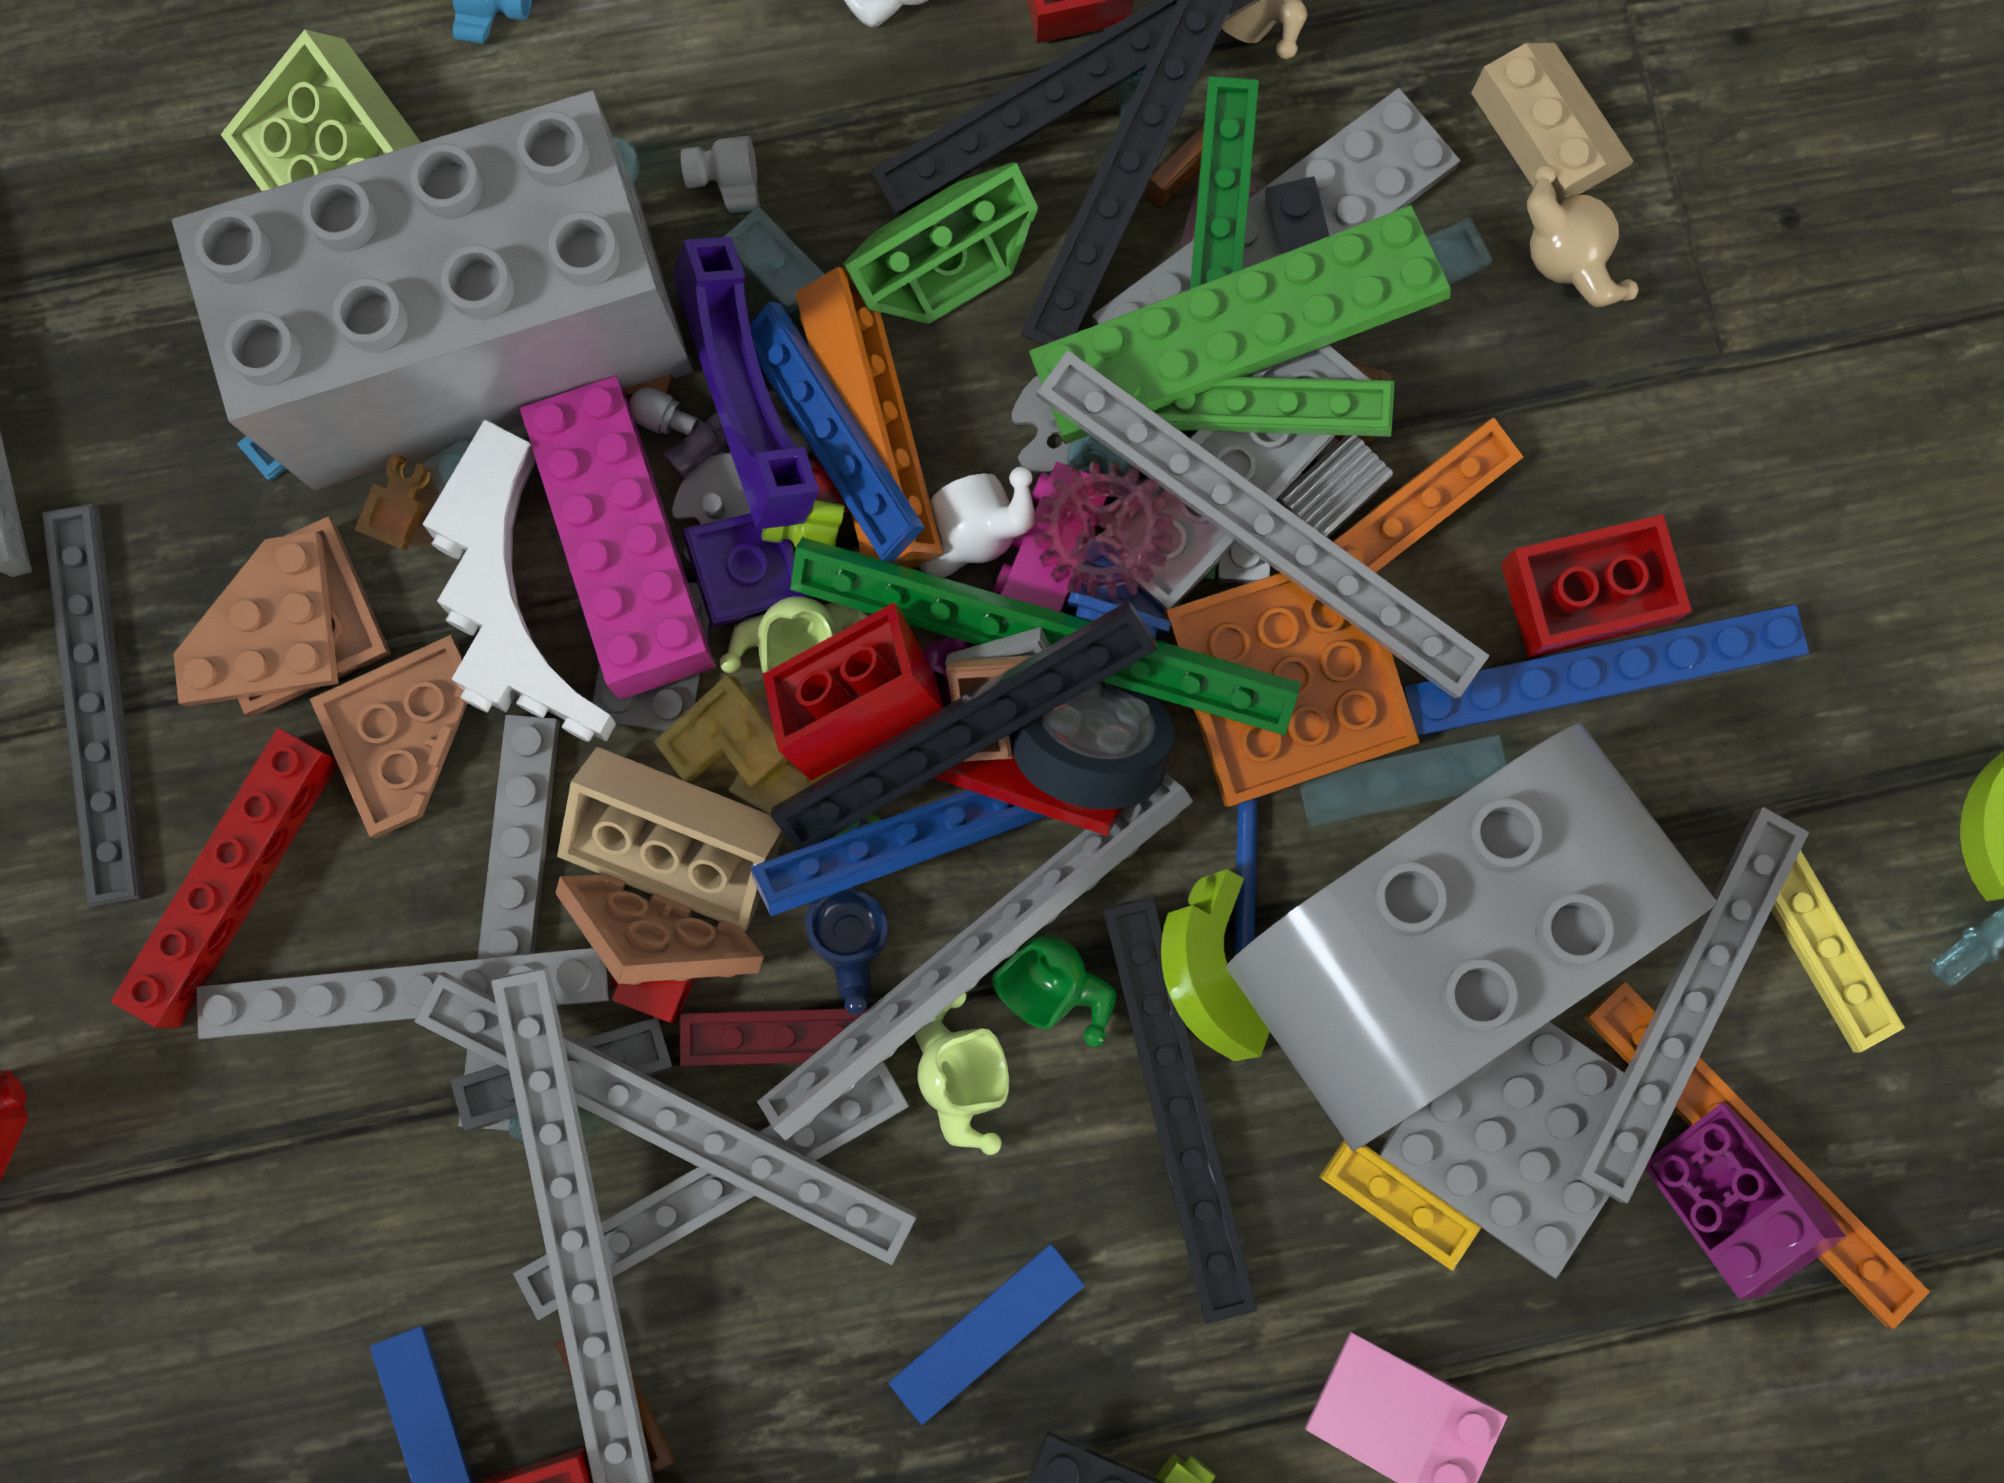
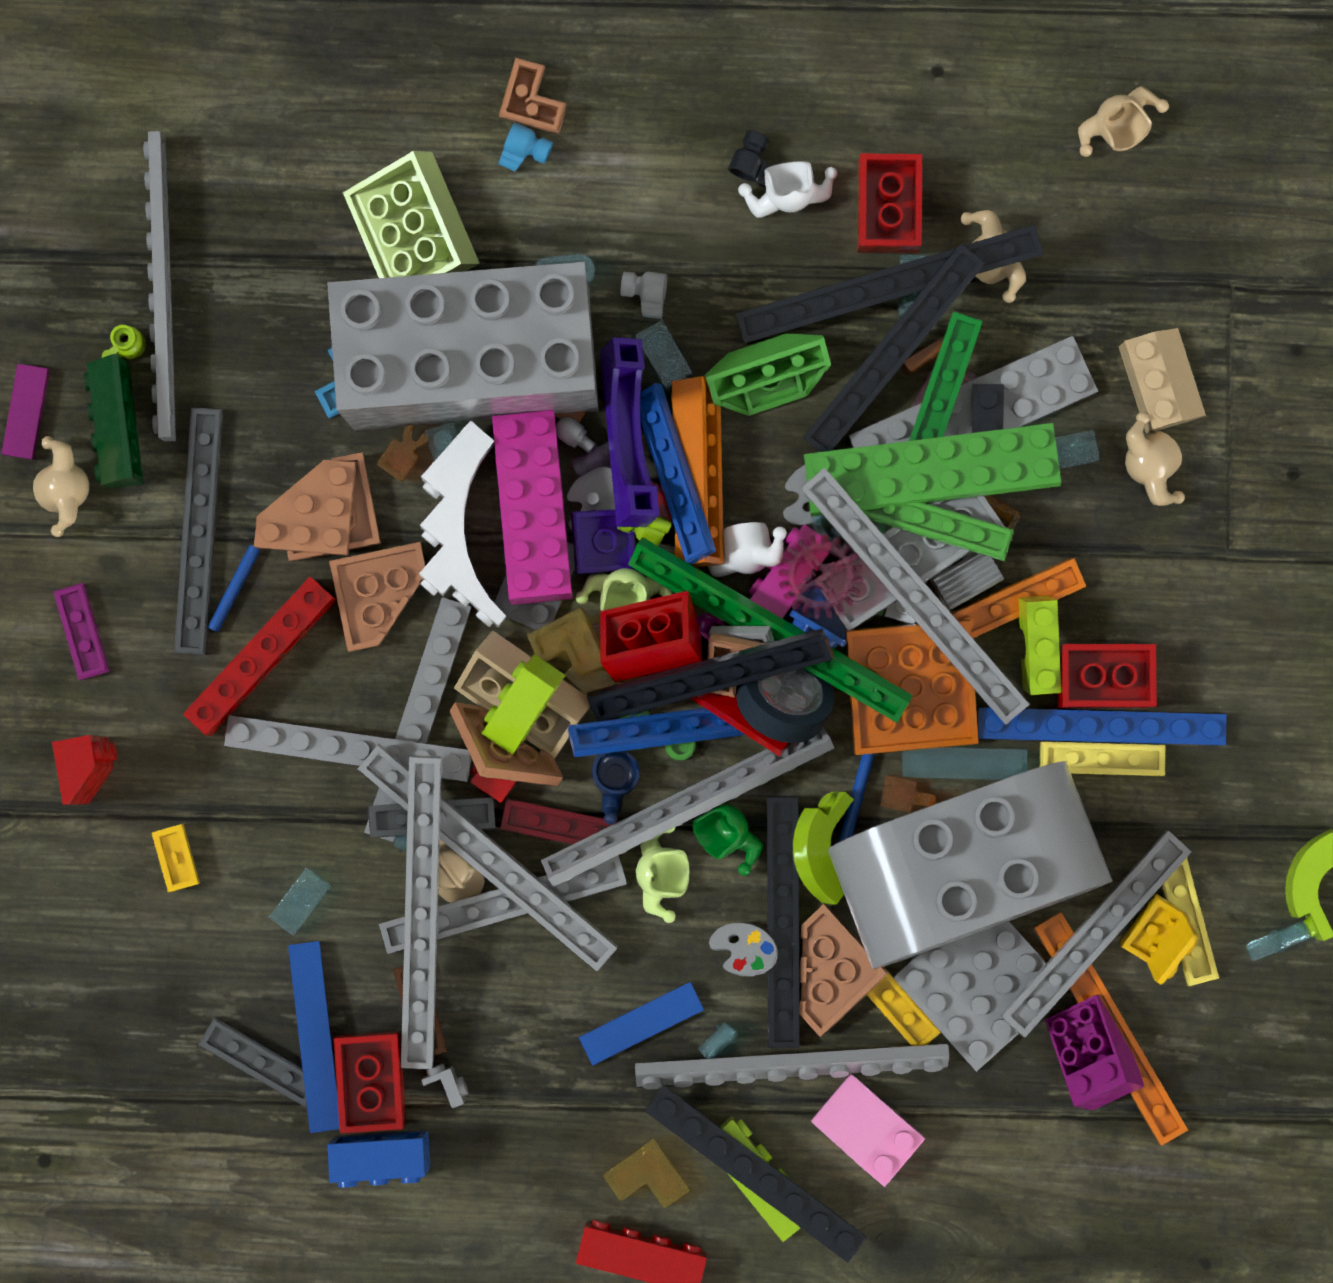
camera: 15 degrees right, 5 degrees up
(153, 1244) = (175, 858): none -> yellow plate
(168, 781) = (234, 588): none -> blue bar
(375, 1267) = (300, 901): none -> clear light blue plate
(622, 1163) = (457, 876): none -> tan piece
(665, 848) = (522, 703): none -> lime brick
(945, 868) = (681, 751): none -> bright green tile
(1120, 1333) = (718, 1041): none -> clear light blue pin
(1139, 1176) = (752, 953): none -> light grey piece
(1232, 1351) = (801, 1065): none -> light grey plate
(1280, 1168) = (832, 970): none -> nougat plate
(1316, 854) = (901, 794): none -> clear orange plate
(1473, 532) = (1042, 661): none -> lime arch
(1631, 717) = (1106, 758): none -> light yellow tile
(1802, 985) = (1161, 938): none -> yellow bracket

